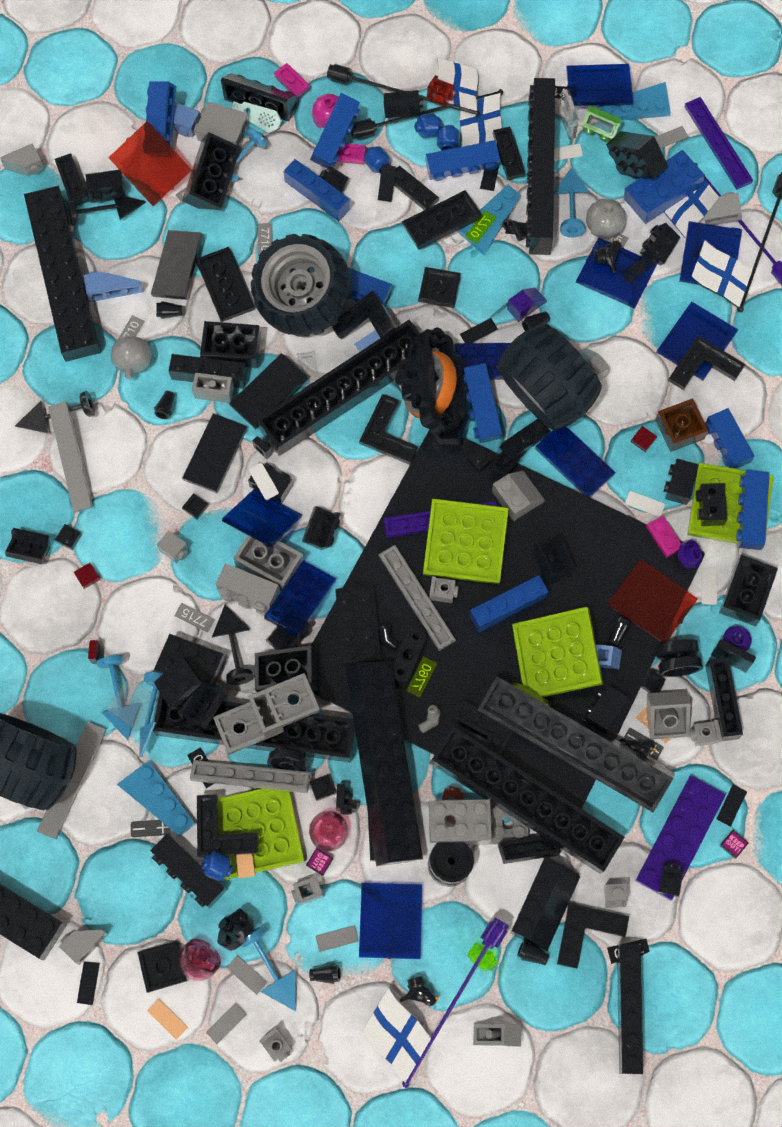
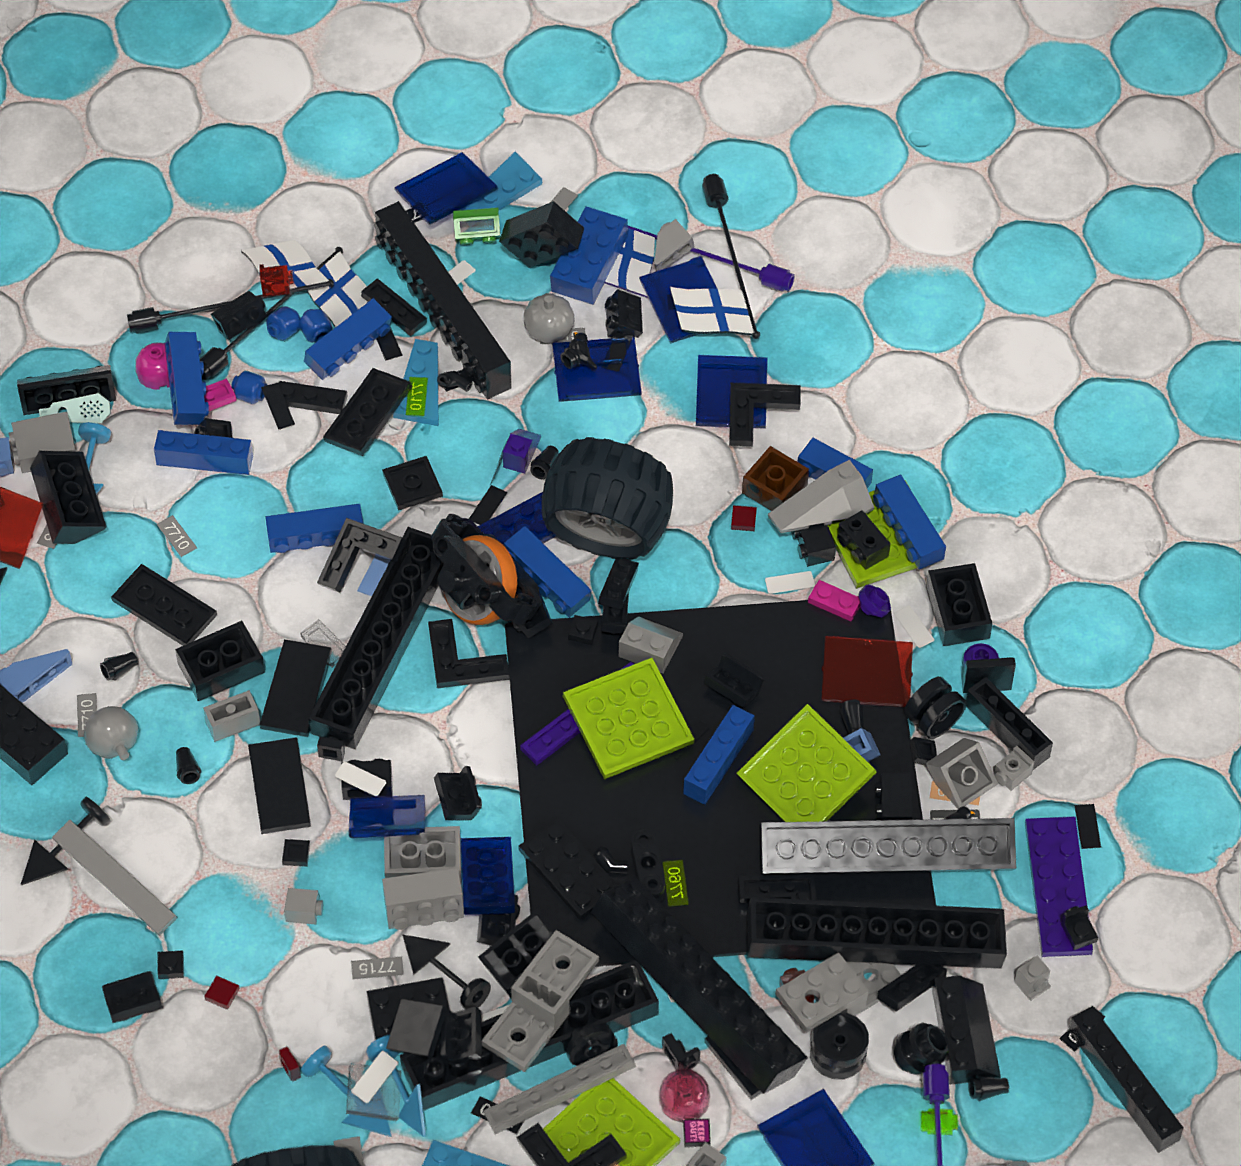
camera: 35 degrees left, 15 degrees down
(136, 696) = (374, 1077): none -> white sticker
(177, 264) = (94, 613): black tile -> none
(184, 369) = (187, 711): black brick -> none
(274, 270) = (244, 518): wheel -> none
(291, 80) = (90, 354): dark pink plate -> none
(322, 788) = (647, 1057): black plate -> none
(417, 598) = (613, 805): light grey tile -> none
(432, 719) = (718, 917): light grey arm -> none
(437, 594) = (637, 781): light grey brick -> none
(502, 900) = (920, 1047): none -> black piece
(568, 114) = (436, 232): clear tile -> none
(571, 184) = (517, 345): dark azure piece -> none
(575, 461) = (685, 579): clear blue plate -> none
(581, 918) = (1011, 1032): black plate -> none
(706, 461) = (827, 499): none -> light grey wedge
(718, 143) = (615, 184): dark purple tile -> none
(734, 844) = (1117, 861): tile -> none

